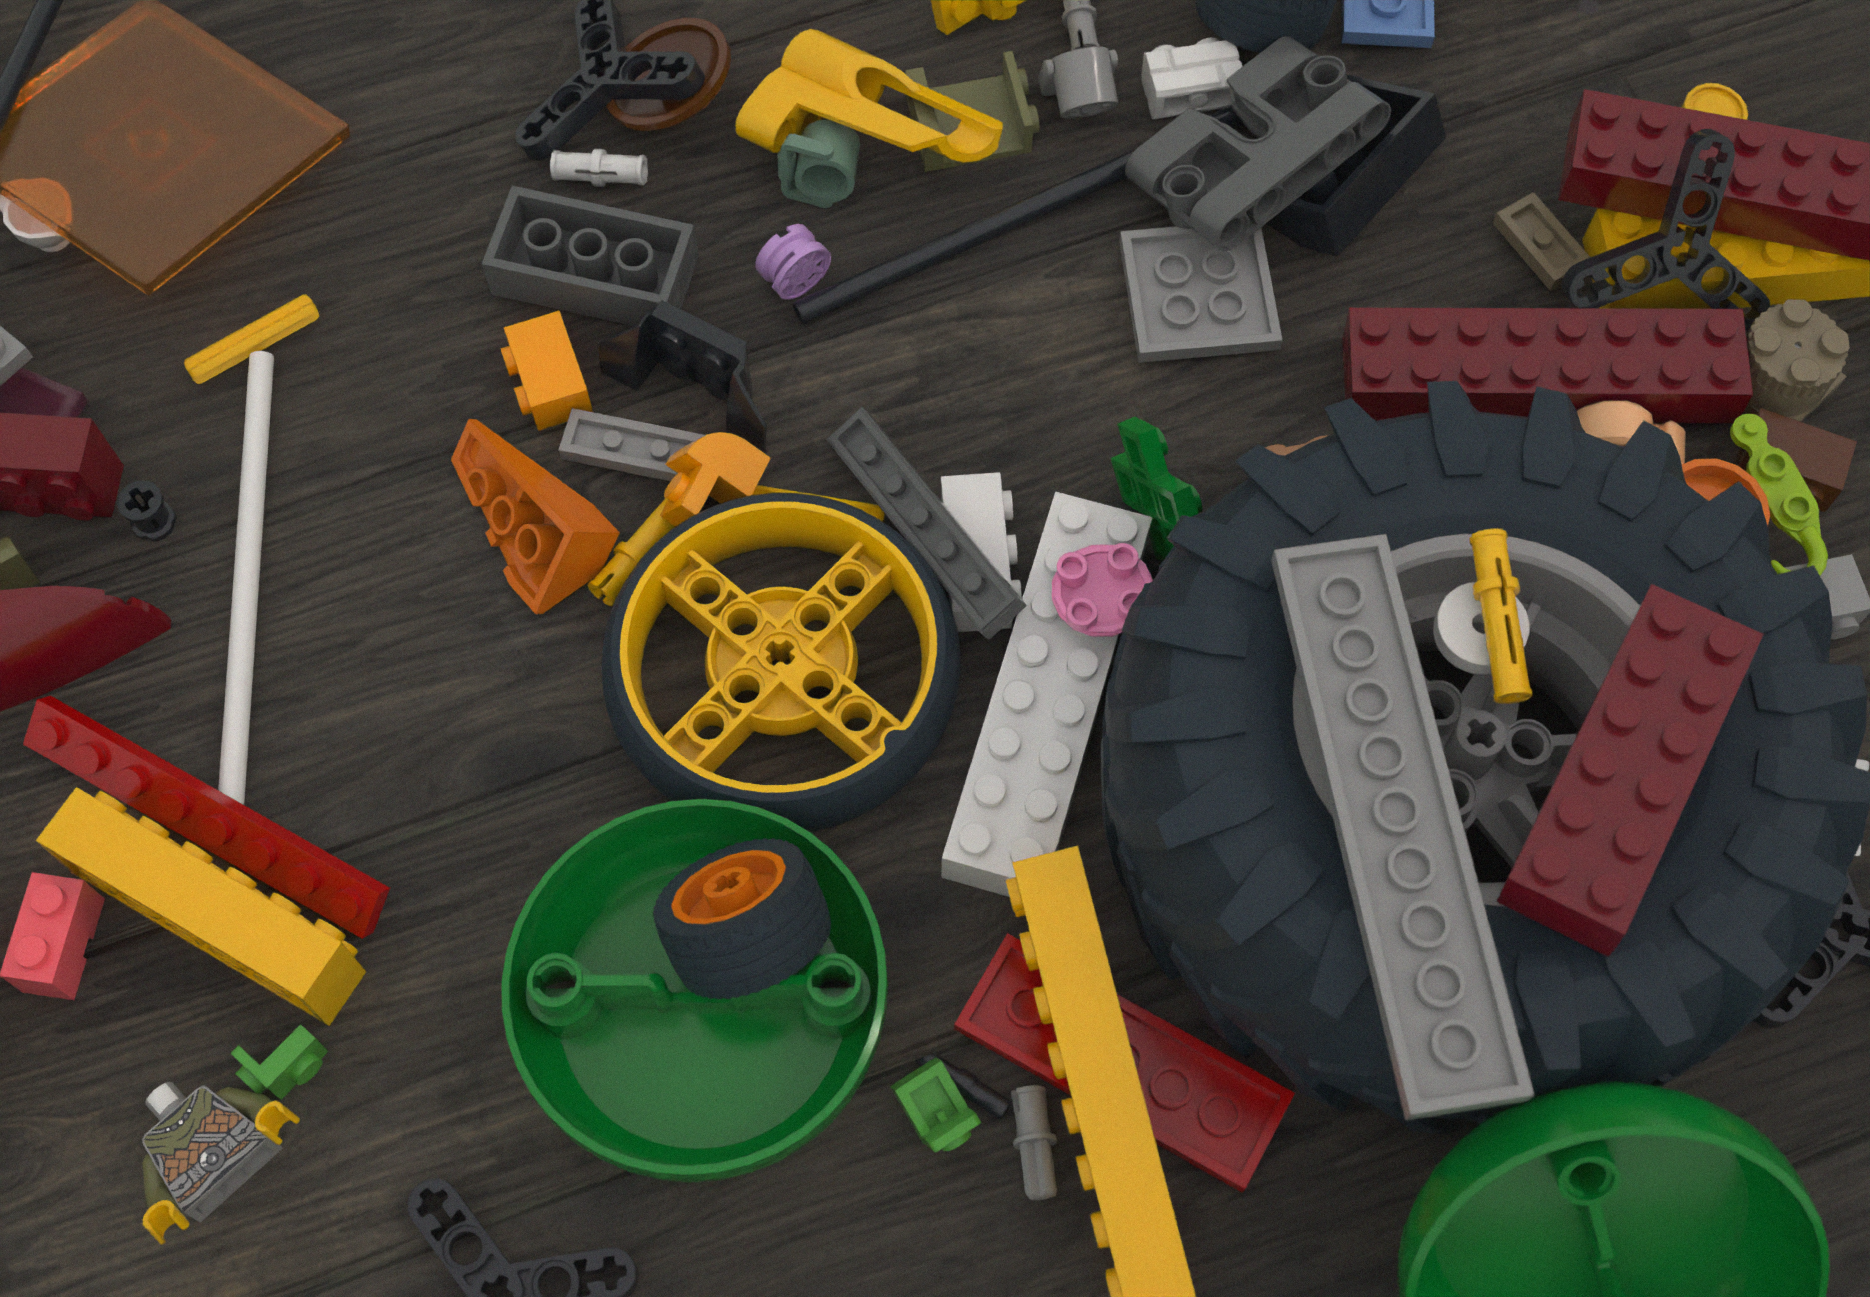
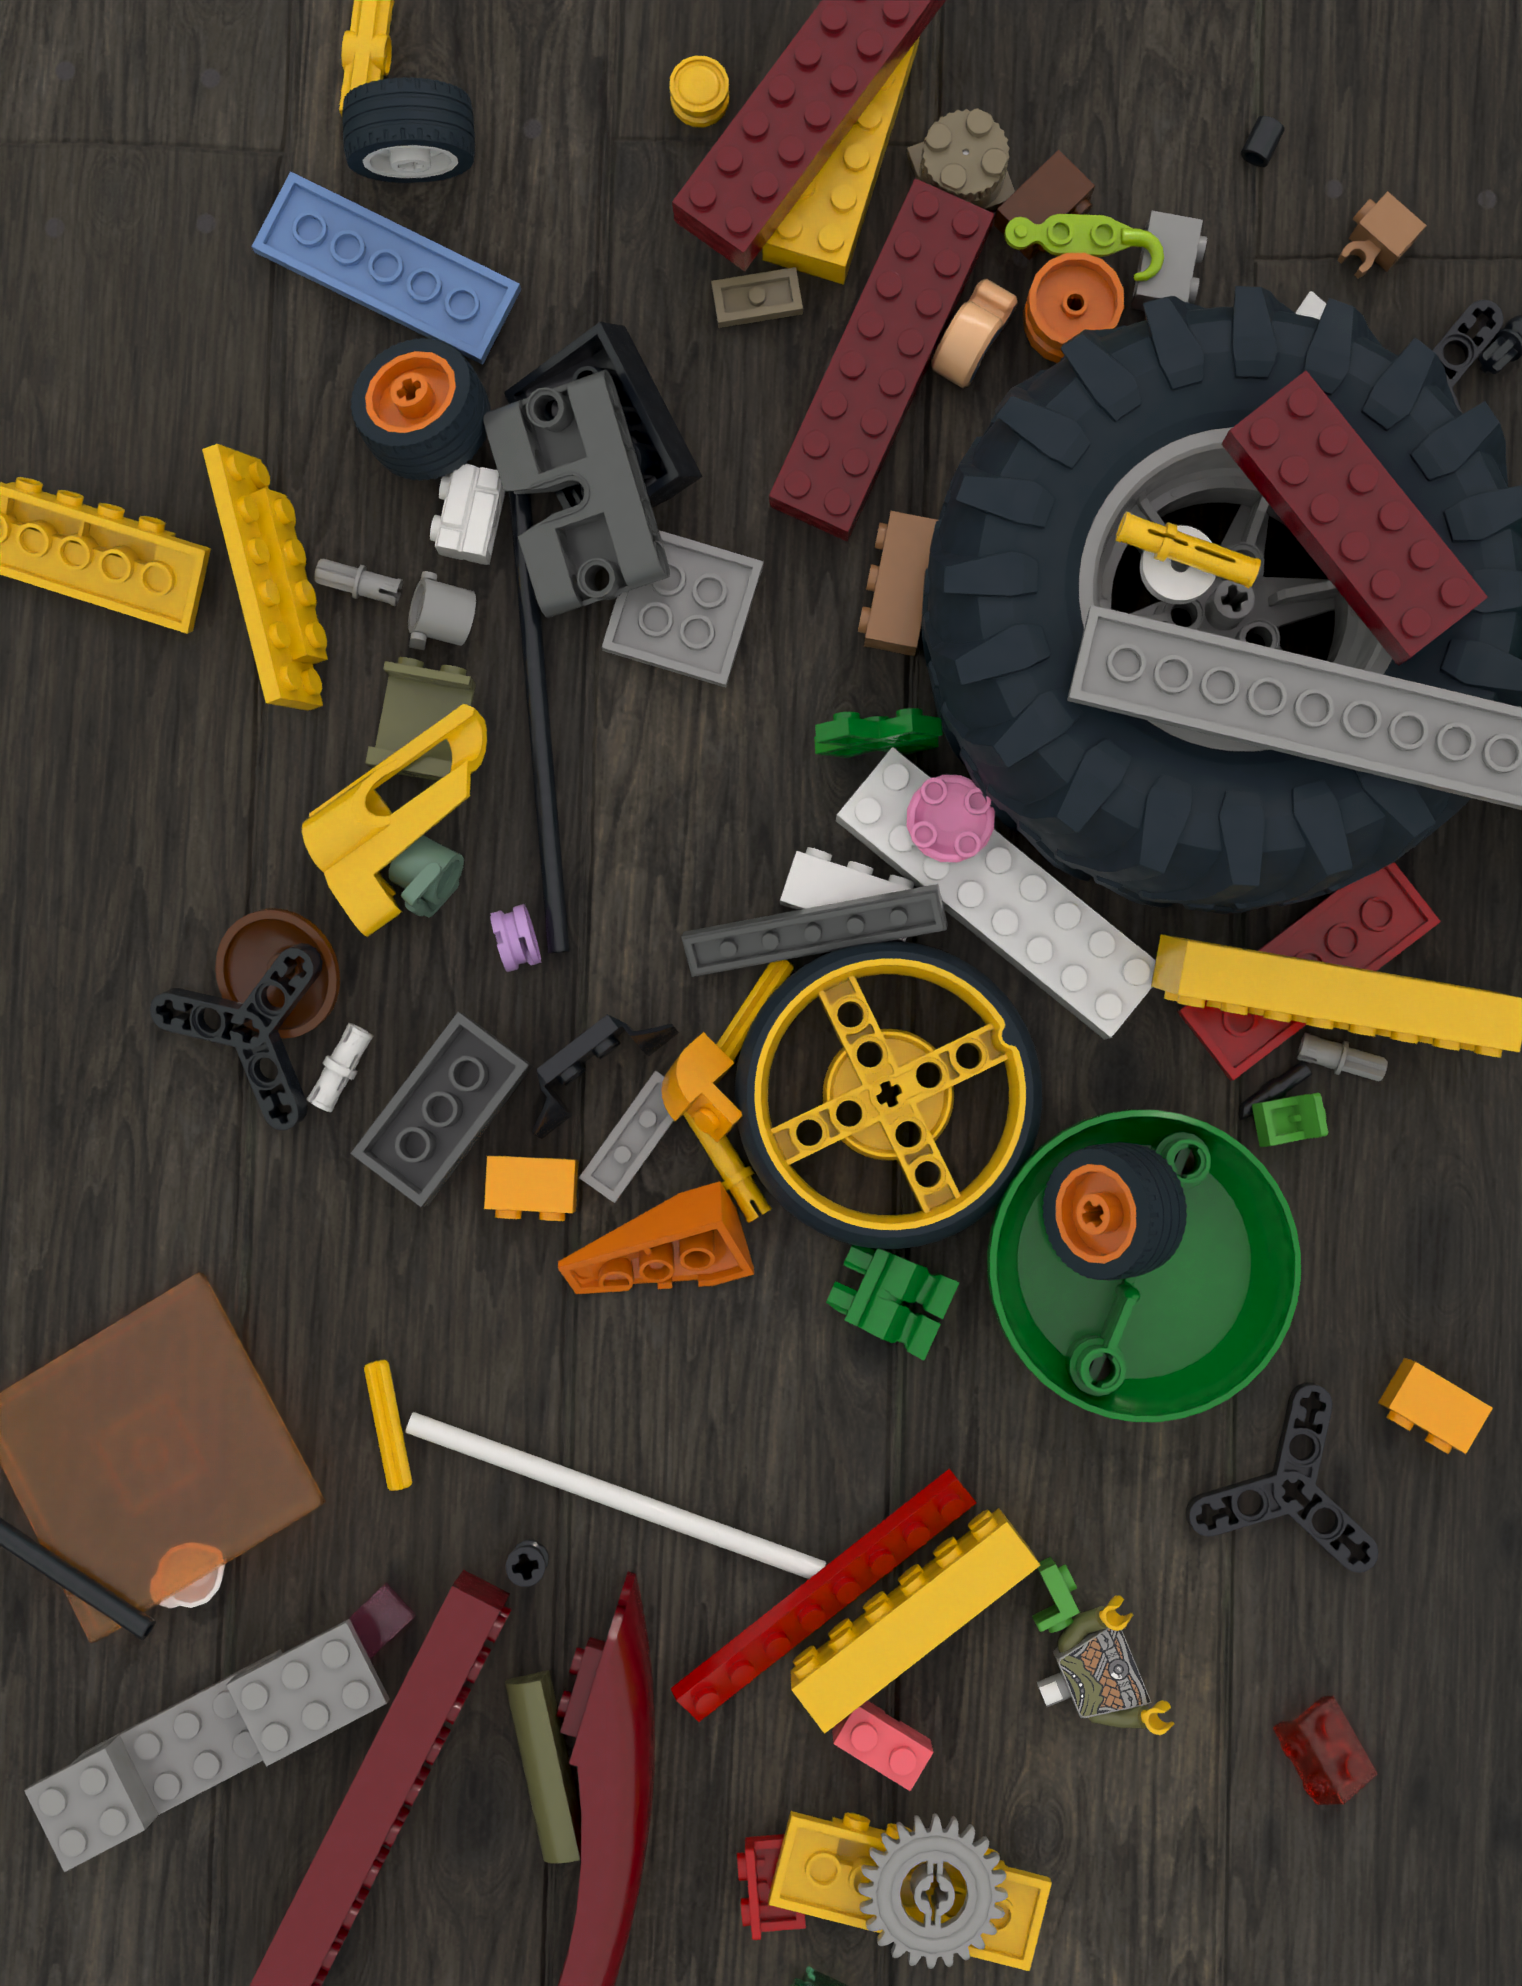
camera: 60 degrees left, 20 degrees up
(556, 741) = (879, 1299): none -> green hips
(1656, 247) = (843, 213): black piece -> none

